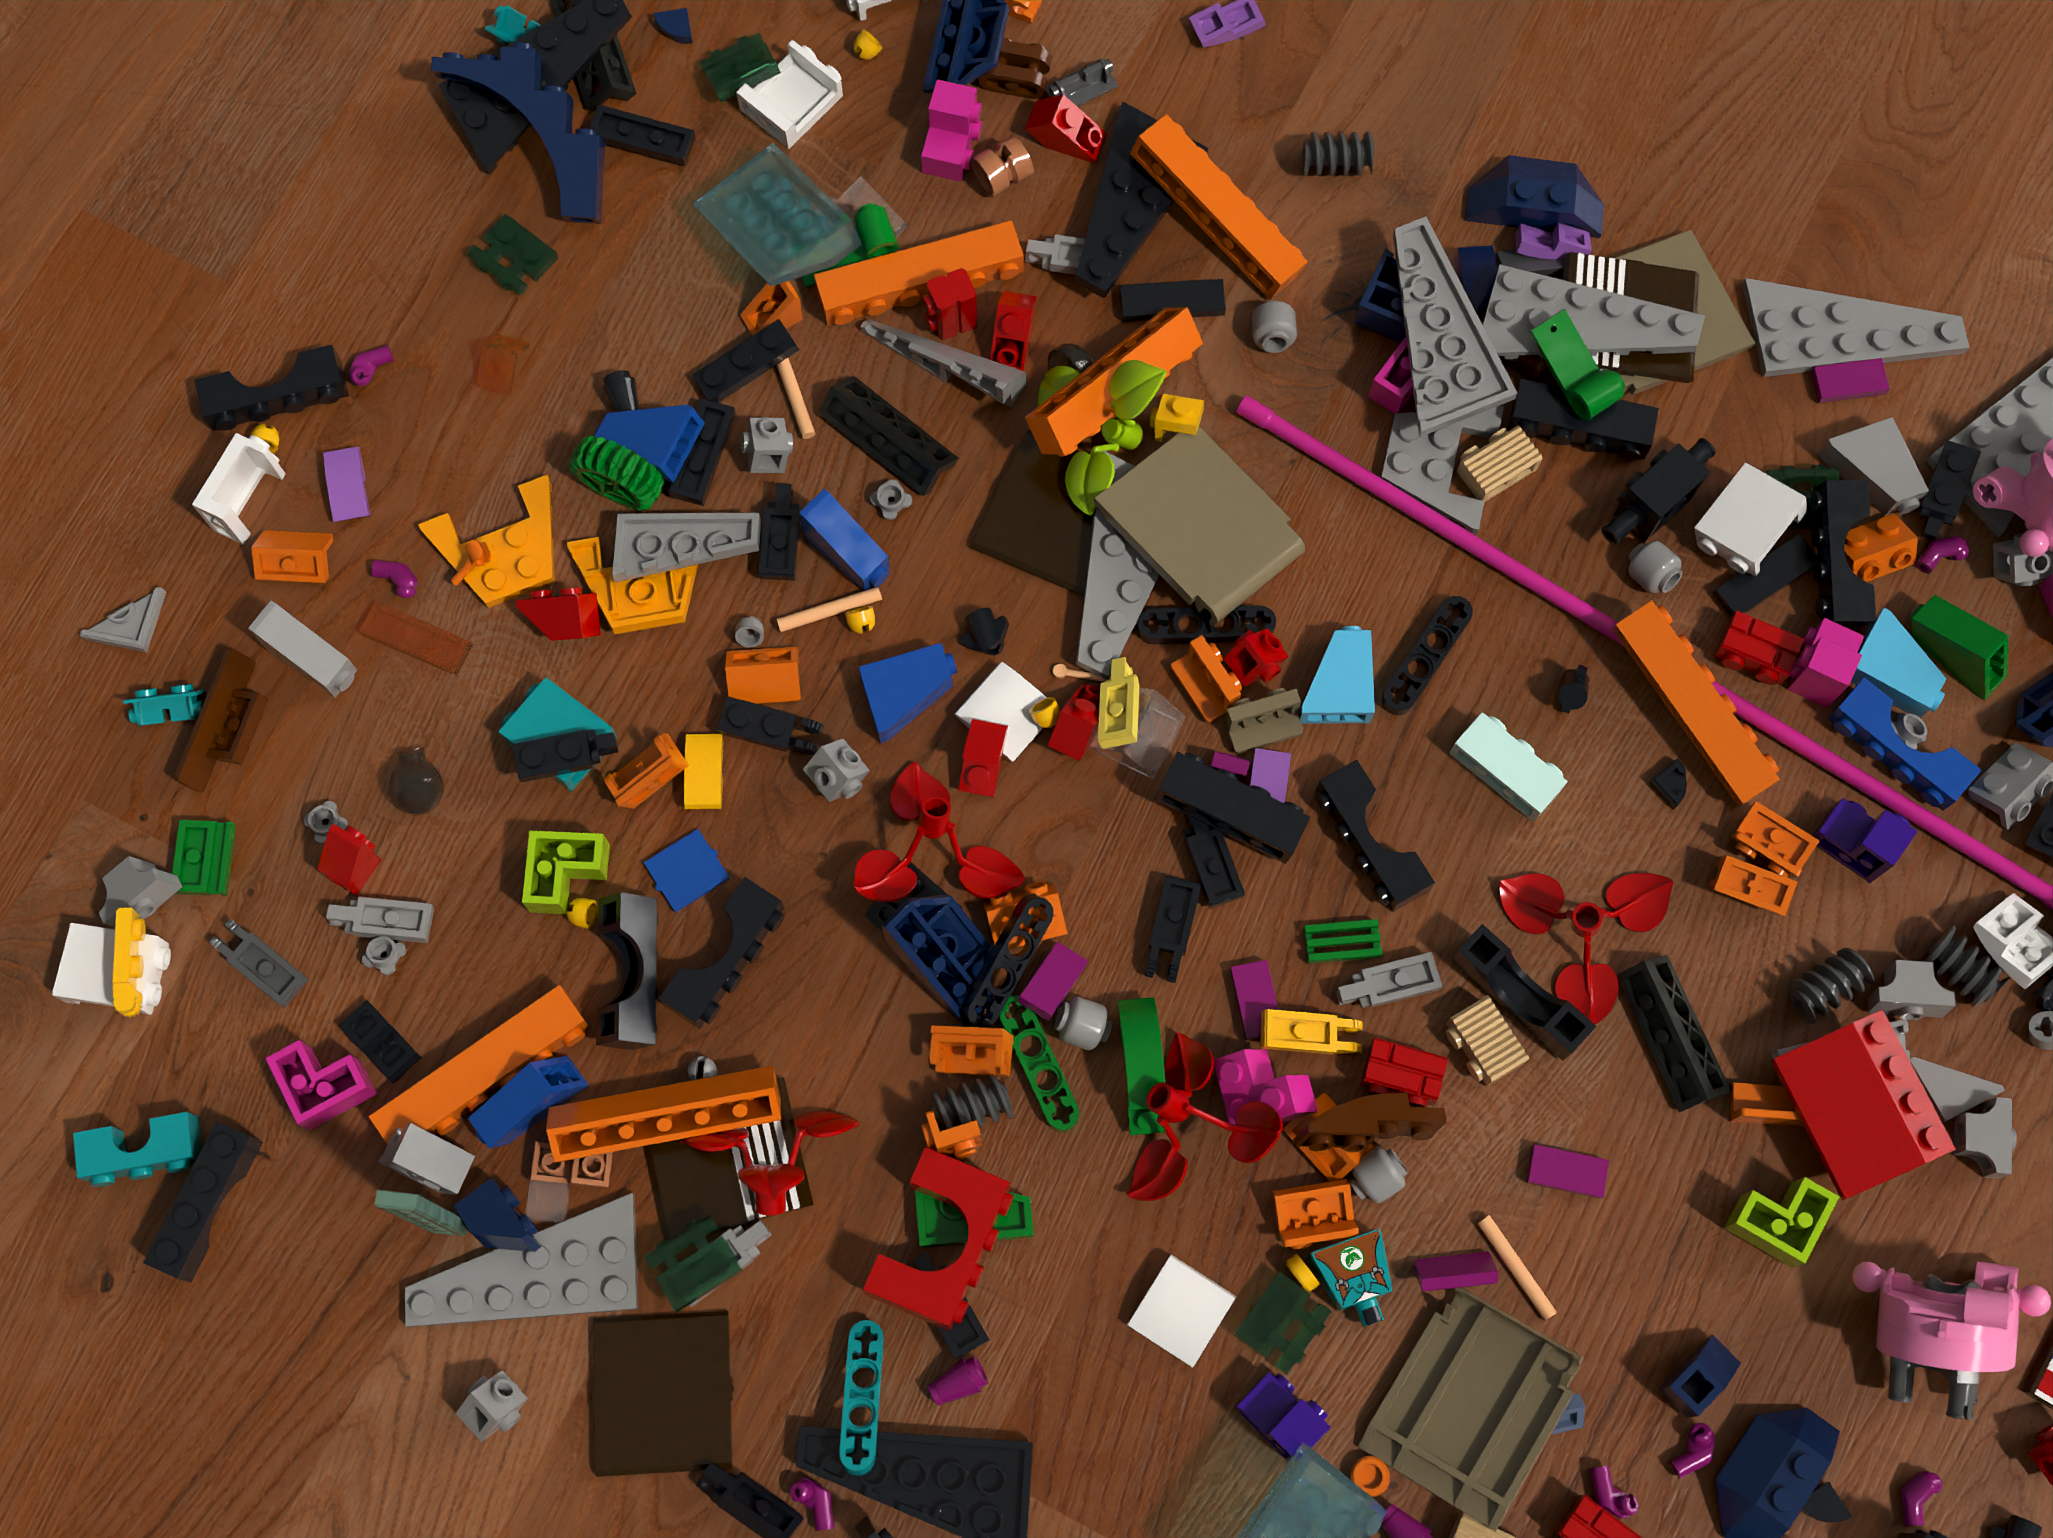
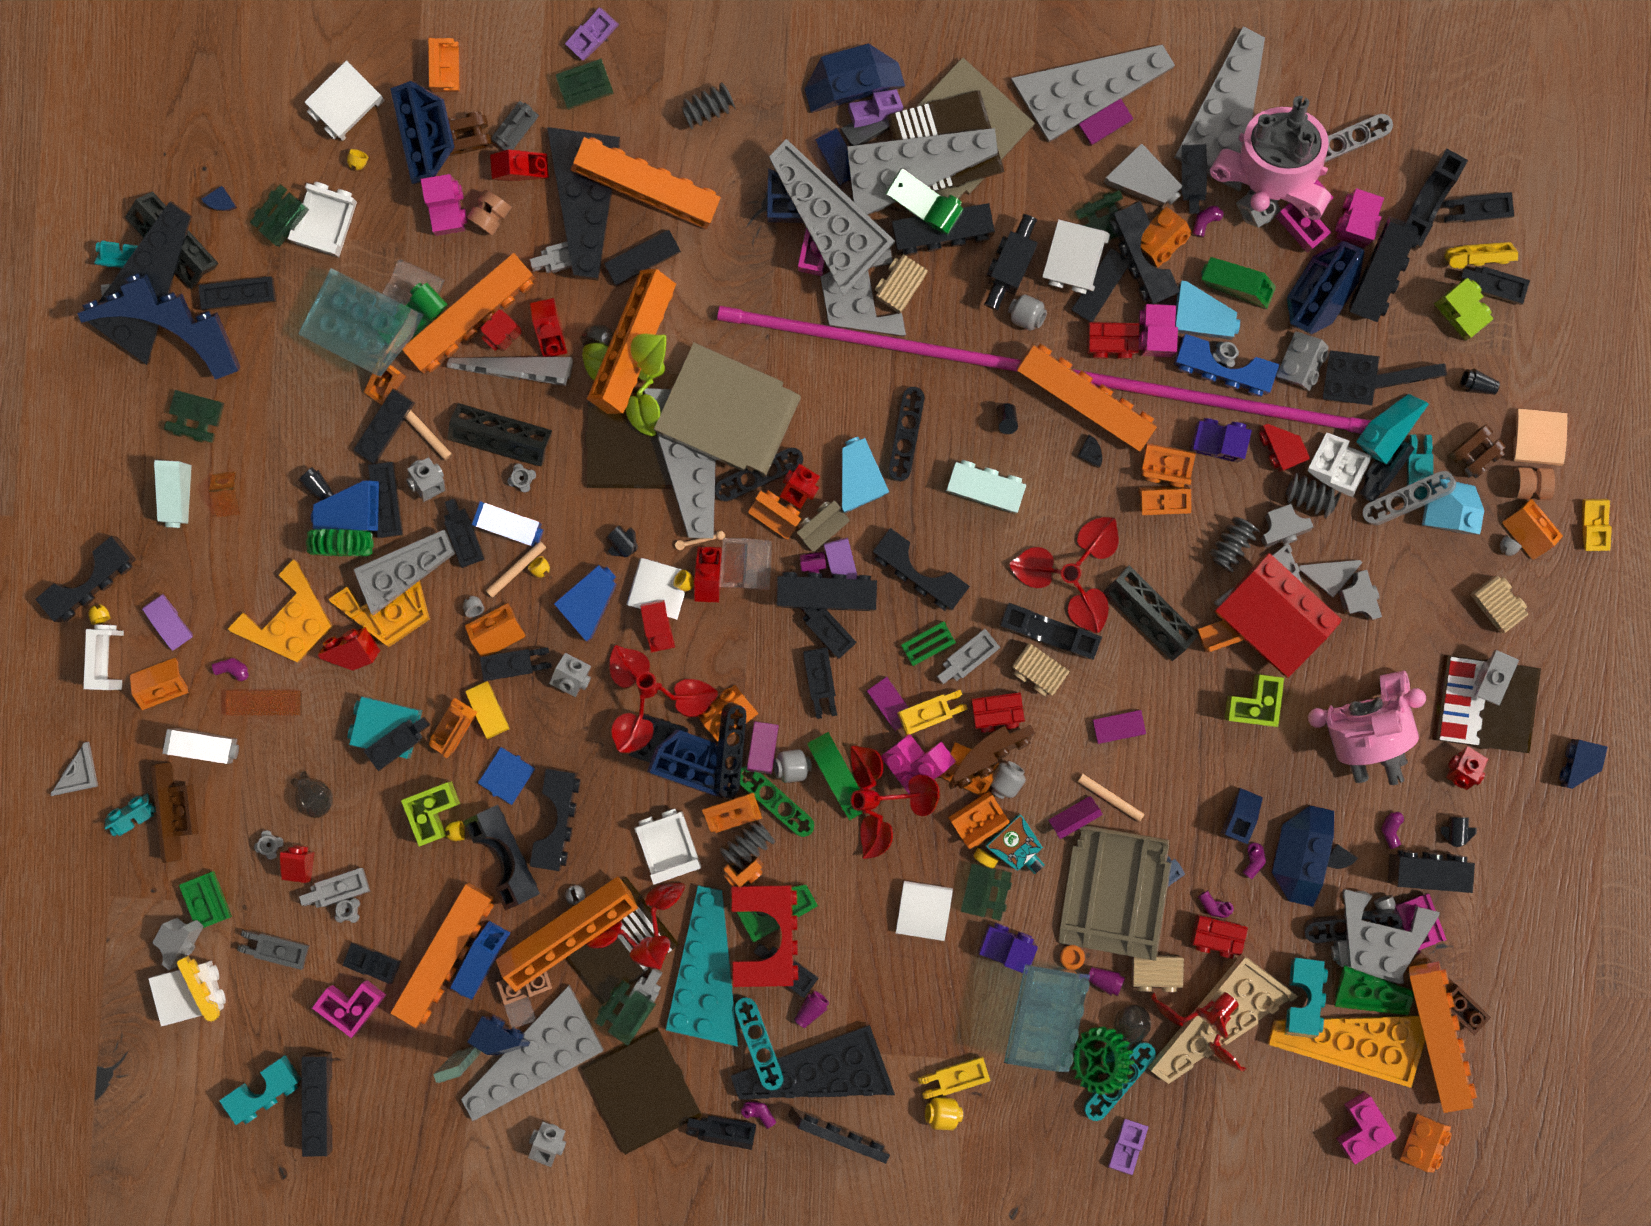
camera: 20 degrees left, 15 degrees up
(367, 363) = (137, 534): magenta arm -> none
(427, 1159) = (438, 1022): light grey hinge -> none
(438, 325) = (172, 492): none -> light aqua slope
(478, 556) = (277, 634): orange hand -> none
(821, 1279) = (703, 988): none -> teal wing
(861, 1058) = (667, 846): none -> white panel
(1118, 706) = (728, 558): light yellow hinge -> none
(1176, 415) = (681, 343): yellow bracket -> none
(1192, 71) = (584, 84): none -> clear green plate
(1274, 326) = (717, 249): light grey head -> none
(1948, 885) = (1285, 447): none -> red slope

